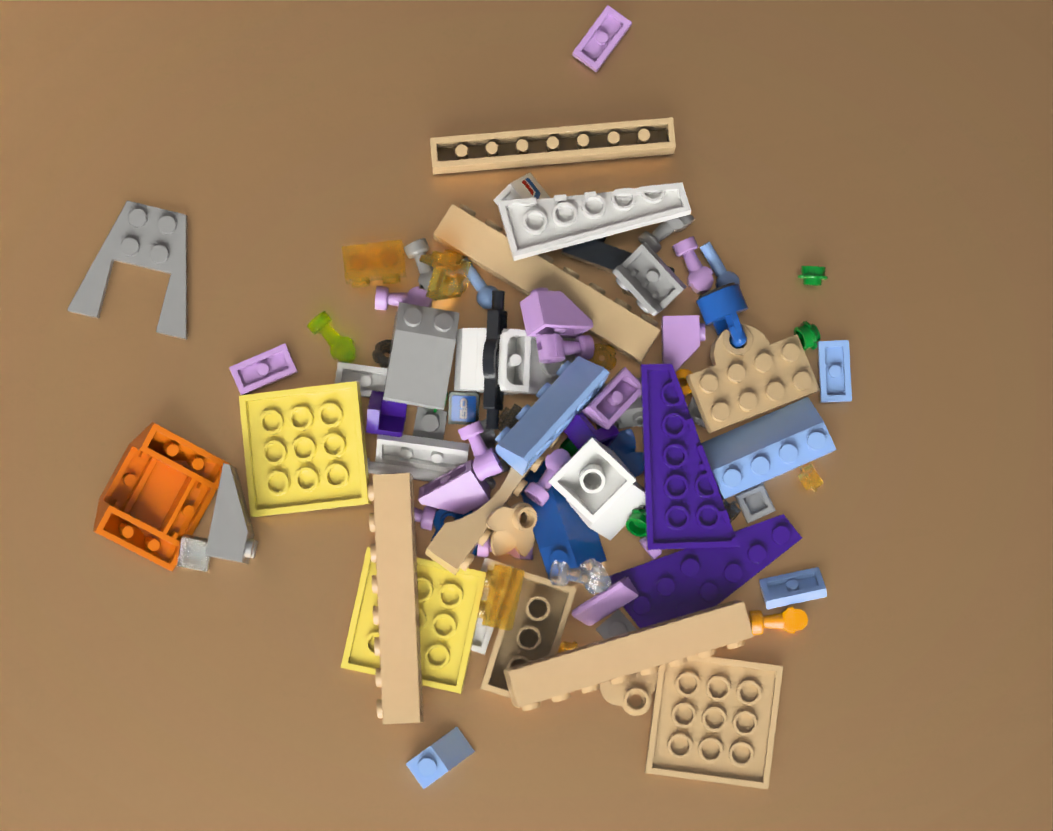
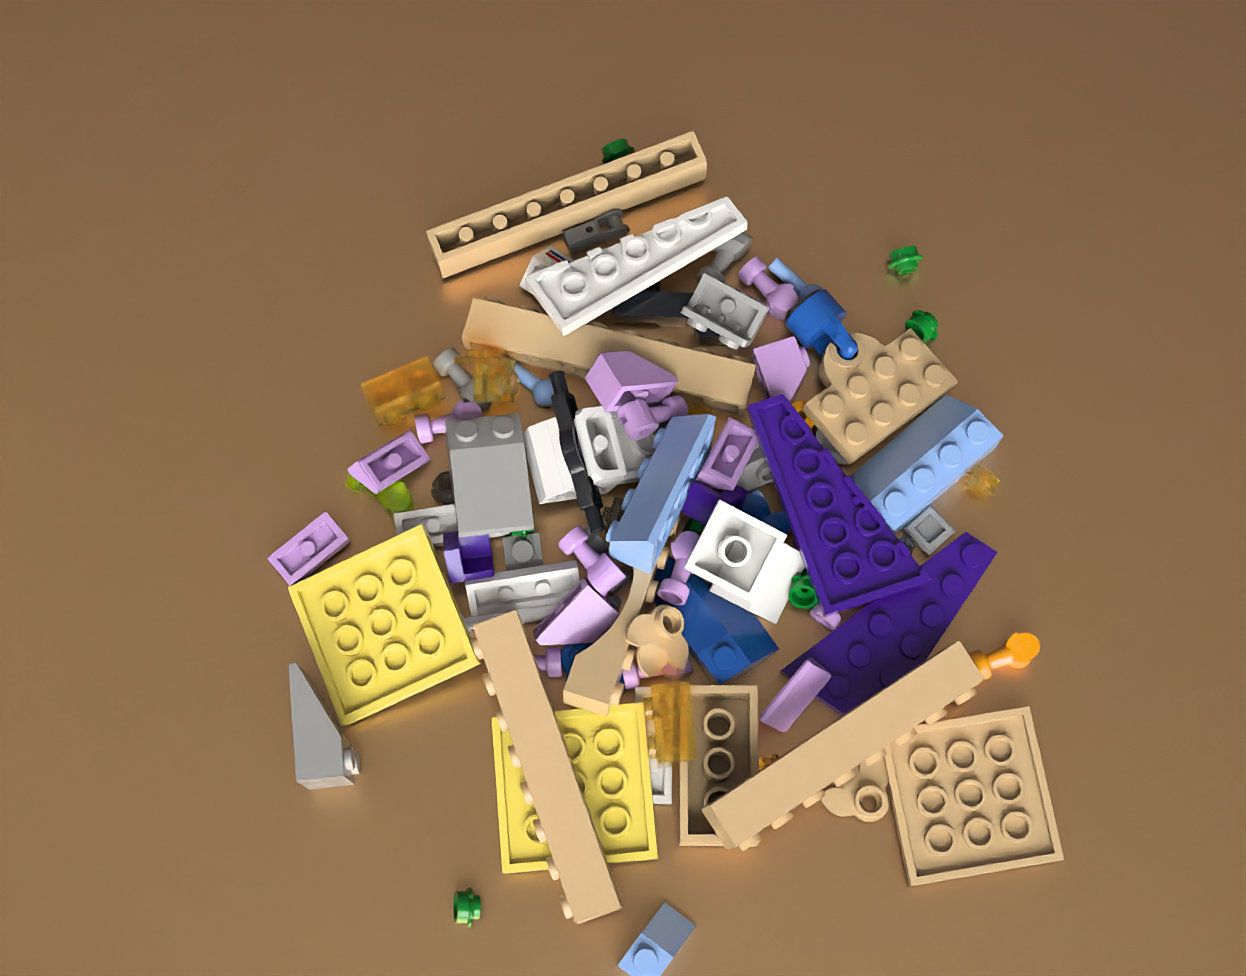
camera: 15 degrees left, 10 degrees down
(149, 240) = (133, 445): light grey wing -> none
(157, 494) = (222, 733): orange slope -> none
(193, 553) = (283, 790): clear smoke plate -> none
(306, 684) = (466, 907): none -> green plate
(346, 320) = (389, 462): none -> lavender slope
(463, 407) = (554, 521): slope -> none
(563, 173) = (590, 234): none -> dark grey bar
(589, 573) = (765, 664): clear leg -> none
(602, 38) = (586, 81): lavender plate -> none
(607, 111) = (616, 150): none -> green plate
(615, 625) = (814, 720): light grey plate -> none
(793, 588) = (1007, 612): light blue plate -> none
(834, 371) = (967, 356): light blue plate -> none

